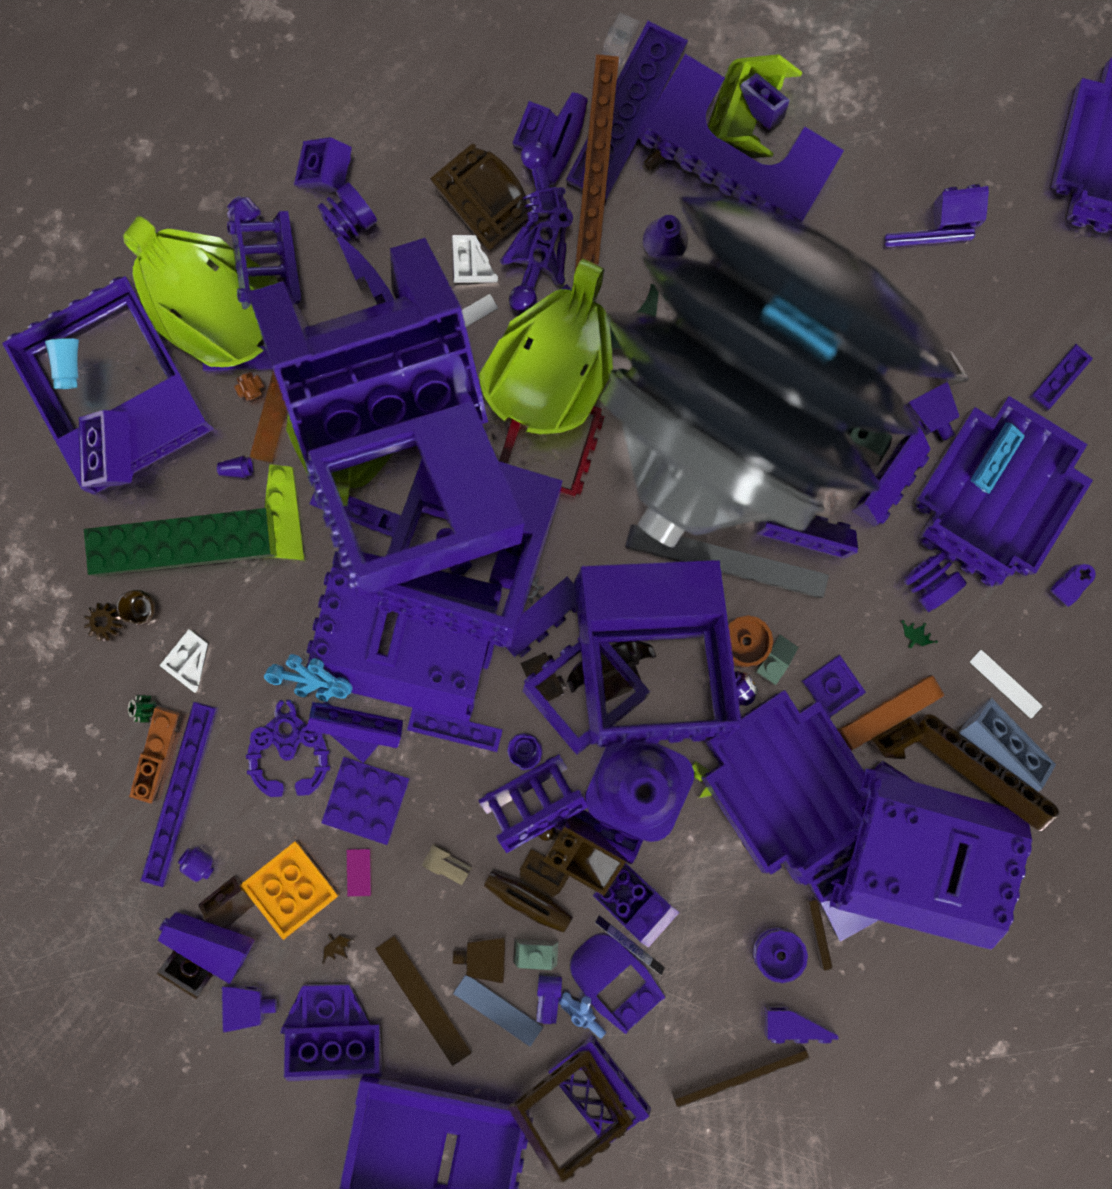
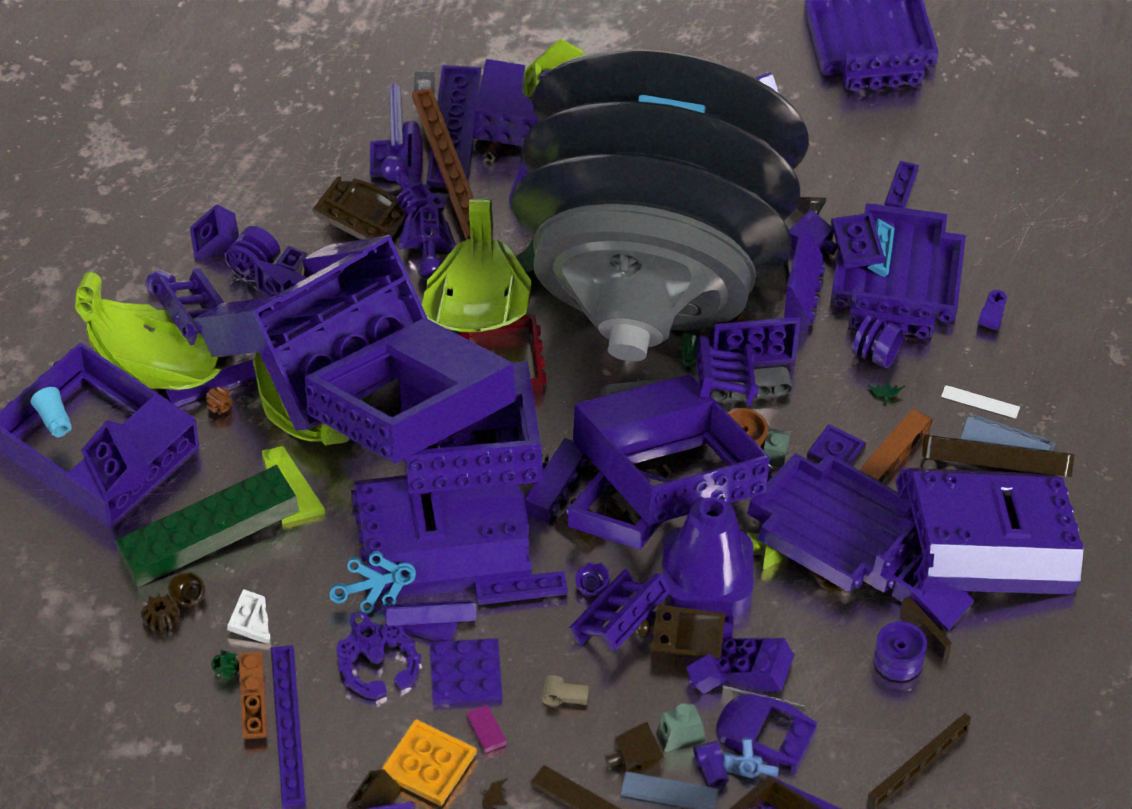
camera: 20 degrees left, 35 degrees down
(196, 864) = (330, 770): dark purple head -> none
(236, 467) = (232, 462): dark purple cone -> none
(270, 424) = (248, 419): clear orange tile -> none
(368, 515) = (347, 461): dark purple slope -> none
(379, 243) = (292, 259): none -> dark purple slope
(533, 891) = (654, 683): dark brown plate -> none
(569, 76) = (396, 117): none -> axle
(585, 903) = (706, 674): none -> dark purple brick
(735, 573) = (707, 373): none -> dark purple fence
(788, 1024) = (943, 704): dark purple slope -> none
(895, 740) = (912, 456): dark brown slope -> none
(975, 446) = (857, 240): none -> dark purple tile

